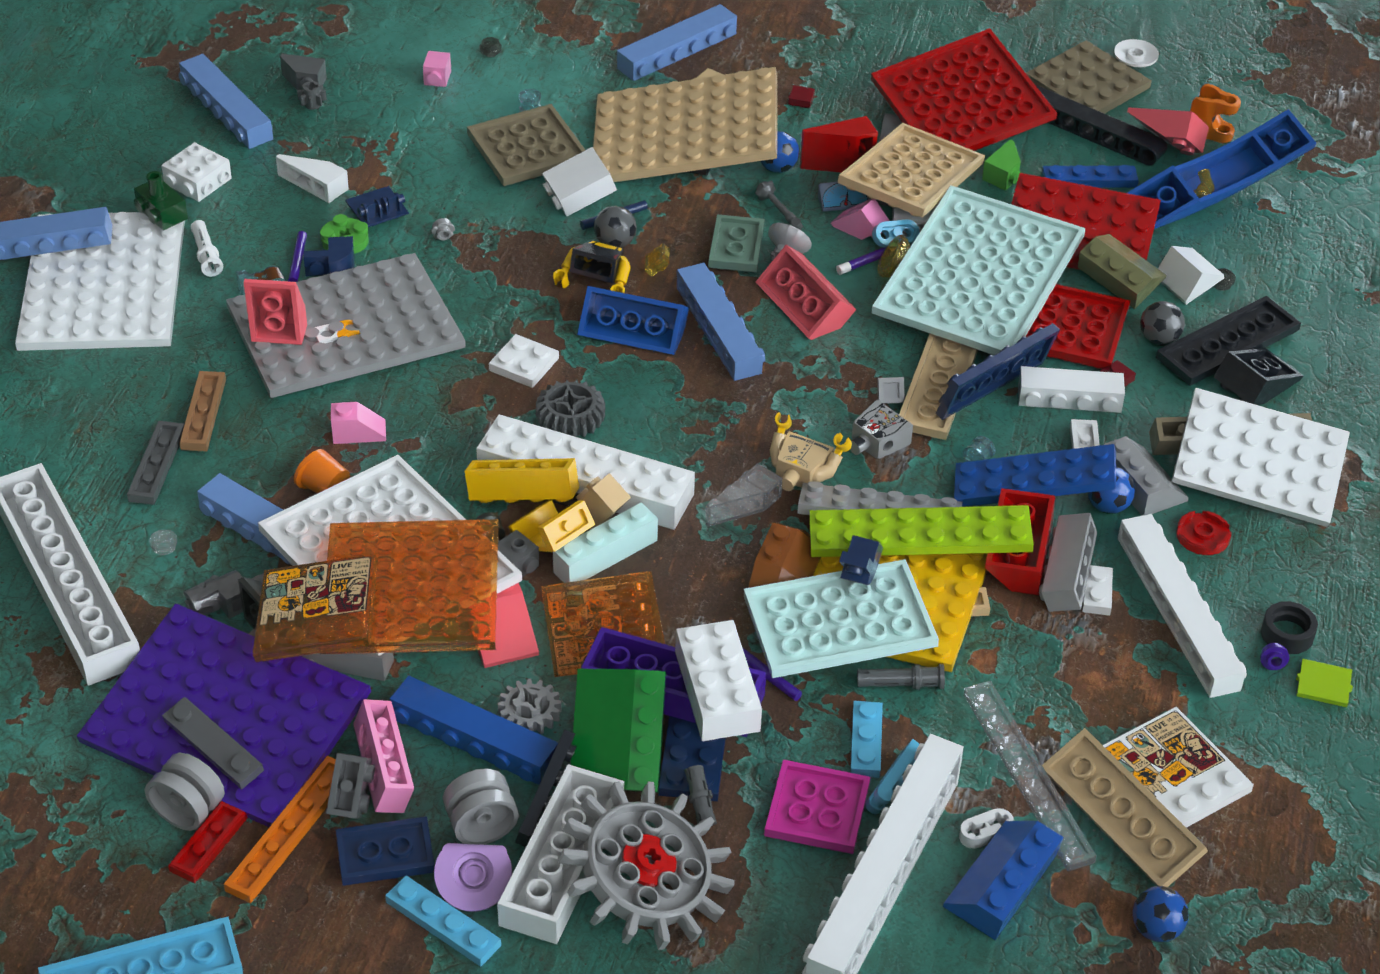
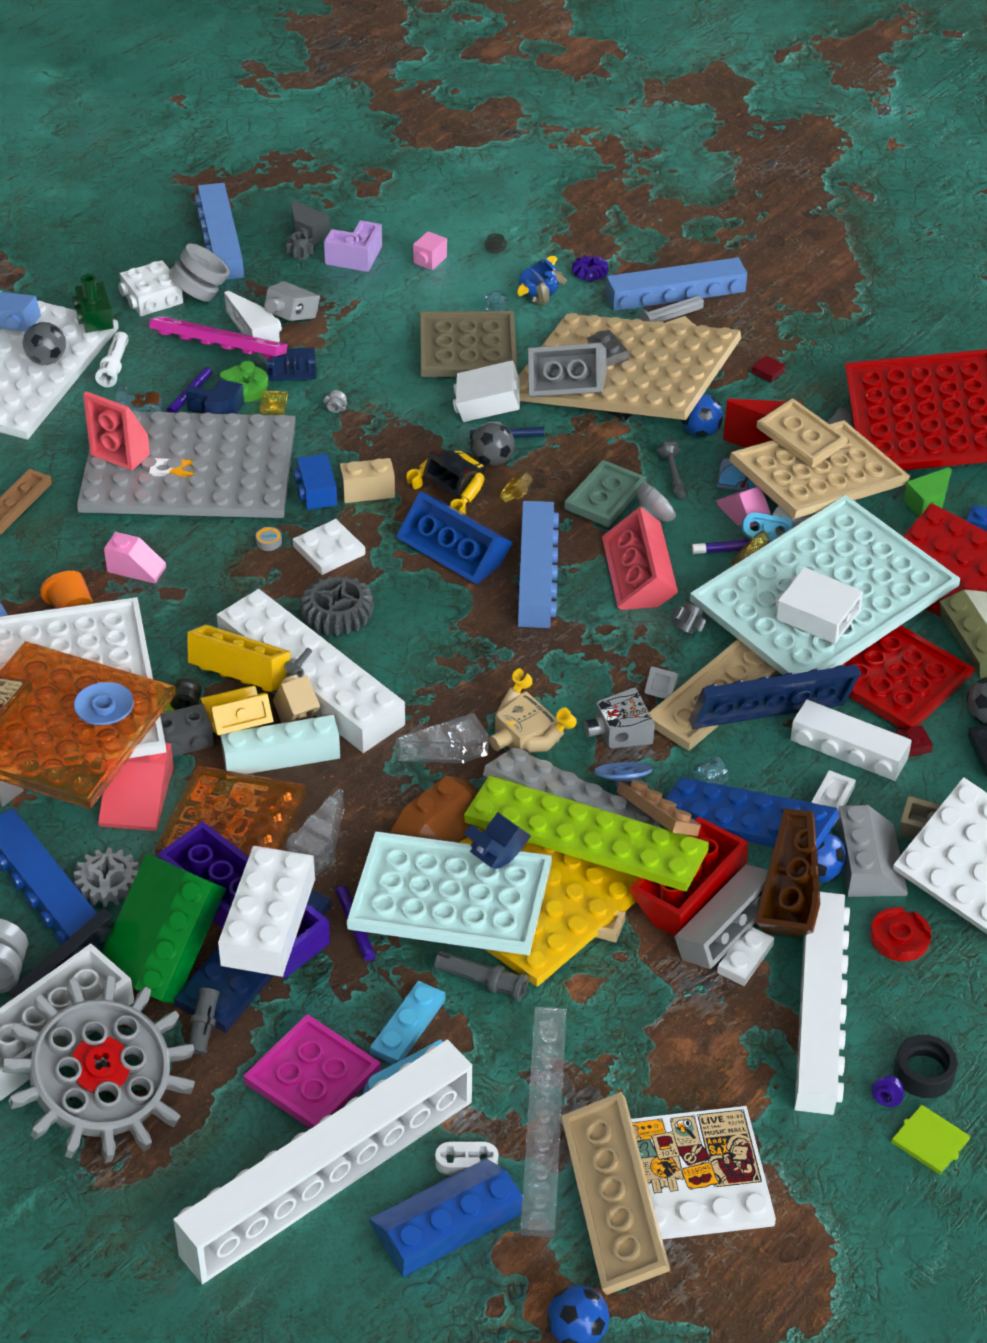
camera: 25 degrees right, 0 degrees up
(140, 250) = (44, 343): none -> dark grey piece
(241, 144) = (199, 272): none -> light grey wheel
(283, 201) = (211, 335): none -> dark pink plate
(340, 148) = (284, 298): none -> light grey torso
(364, 85) = (354, 249): none -> lavender panel
(386, 246) = (274, 402): none -> clear yellow plate
(456, 552) = (103, 703): none -> medium blue dish
(465, 369) = (268, 538): none -> light grey tile
(479, 305) = (316, 481): none -> blue brick
(523, 291) = (367, 480): none -> tan brick
(558, 70) = (541, 281): none -> blue hair
(582, 50) = (597, 270): none -> dark purple gear
(584, 474) = (294, 668): none -> dark grey hand
(646, 142) = (567, 369): none -> light grey slope
(666, 113) = (614, 348): none -> flat silver plate
(688, 66) = (673, 310): none -> light grey axle
(690, 604) = (320, 832): none -> clear slope
(878, 329) = (688, 618): none -> dark grey gear
(884, 141) = (802, 432): none -> tan tile
(909, 473) = (623, 771): none -> medium blue dish
(970, 492) = (658, 808): none -> medium nougat plate
(989, 283) = (819, 605): none -> white brick
(1116, 520) = (792, 883): none -> reddish brown wedge

